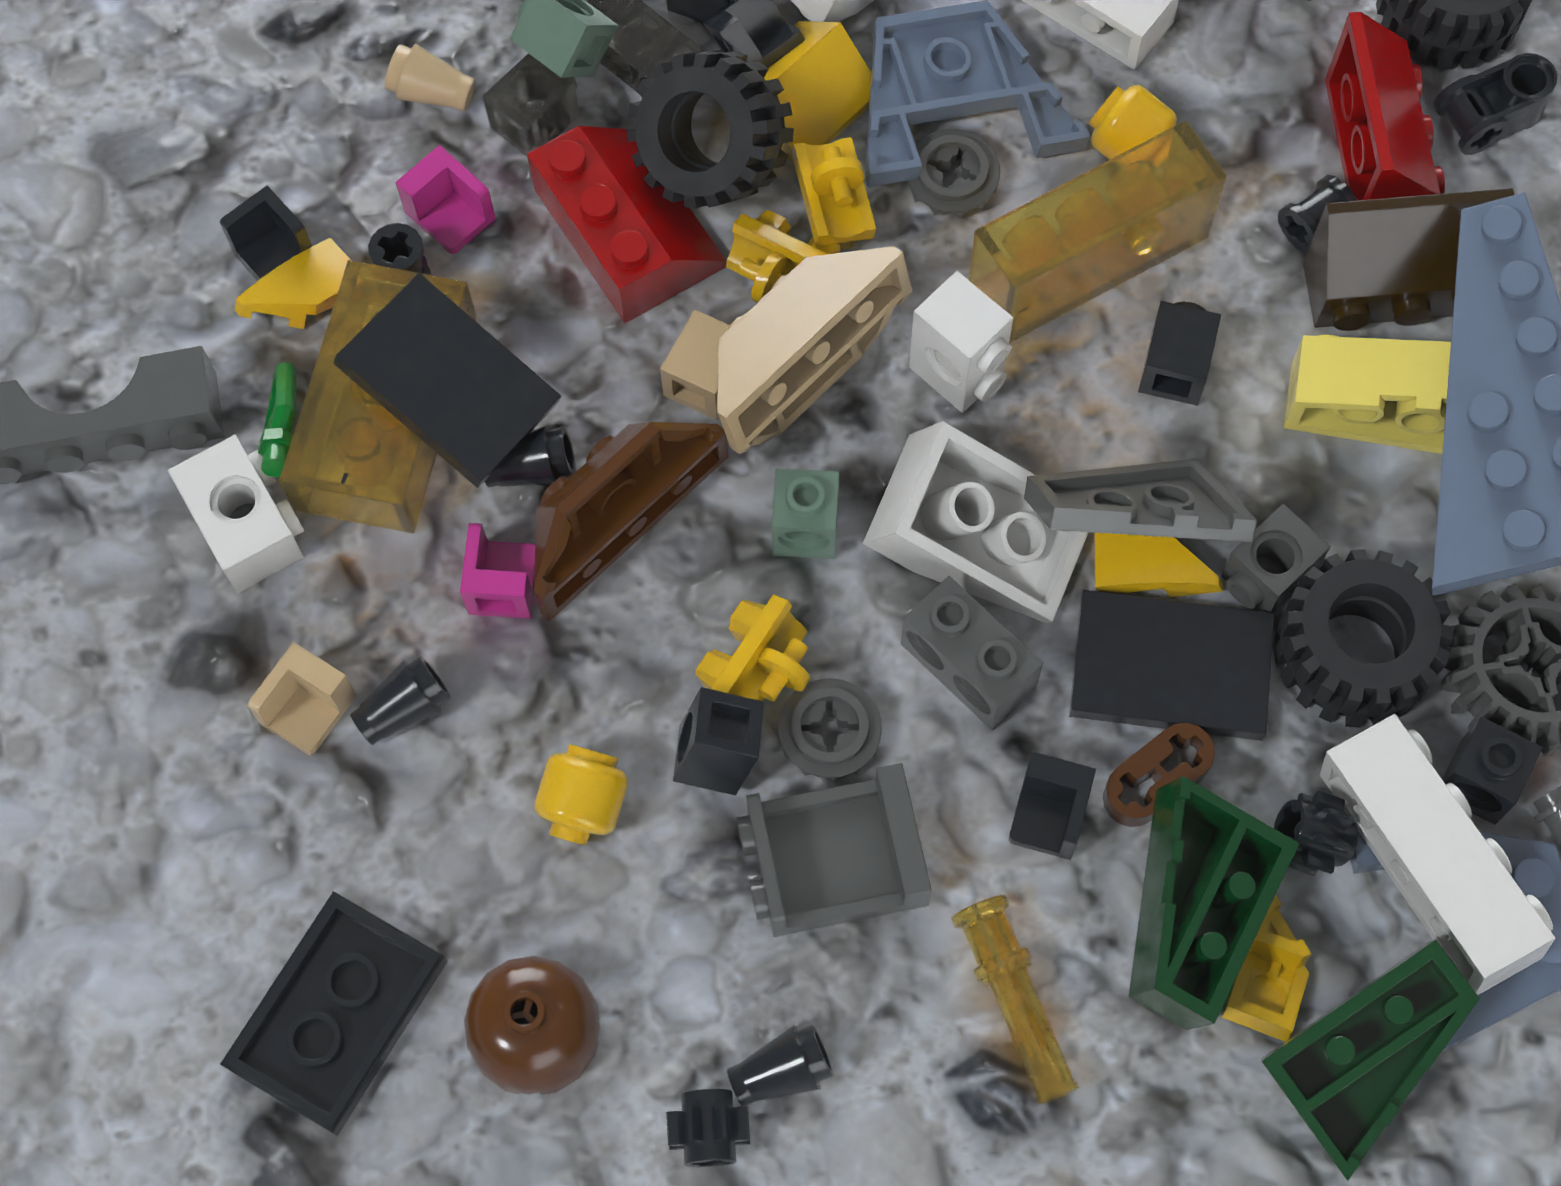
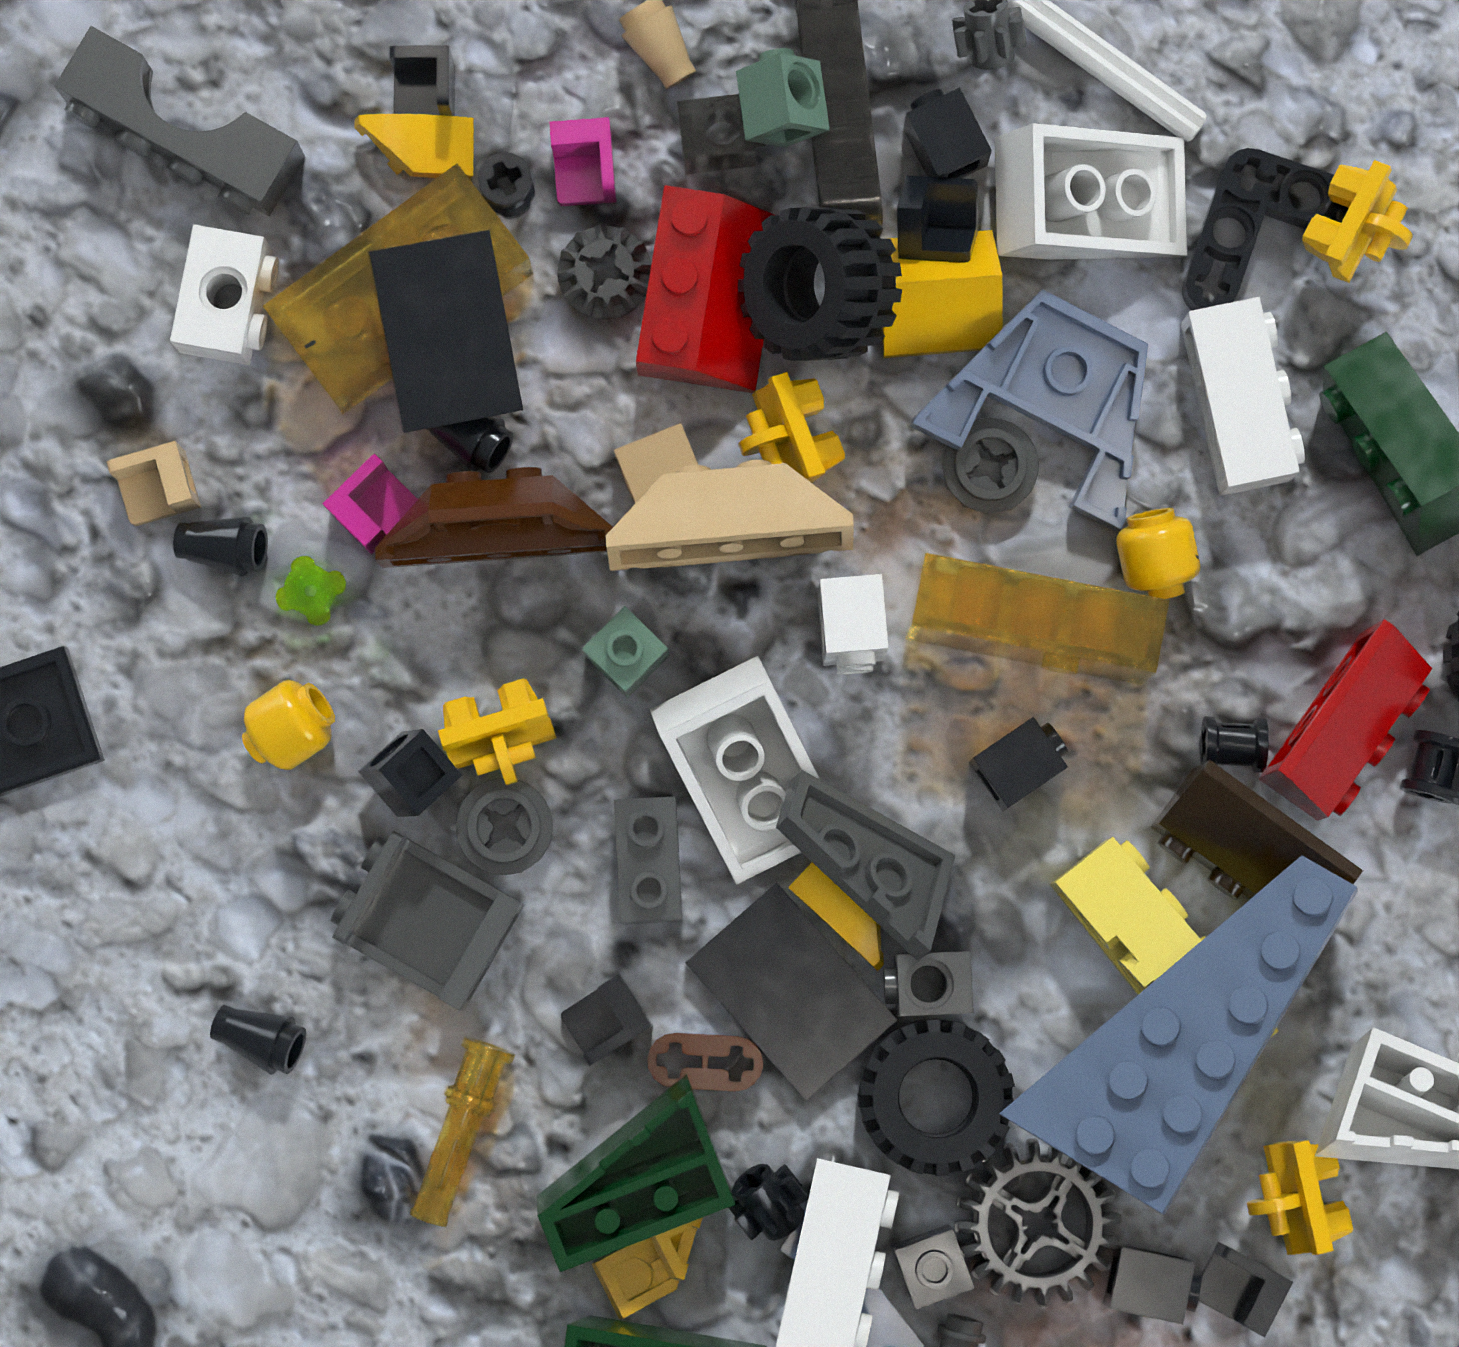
camera: 40 degrees right, 15 degrees up
(279, 420) = (291, 265): green piece -> none
(506, 662) = (314, 607): none -> clear neon green plate
(514, 286) = (615, 296): none -> dark grey gear
(552, 1046) = (146, 866): reddish brown cylinder -> none
(708, 1128) = (172, 1036): black gear -> none
(834, 193) = (876, 410): yellow hips -> none

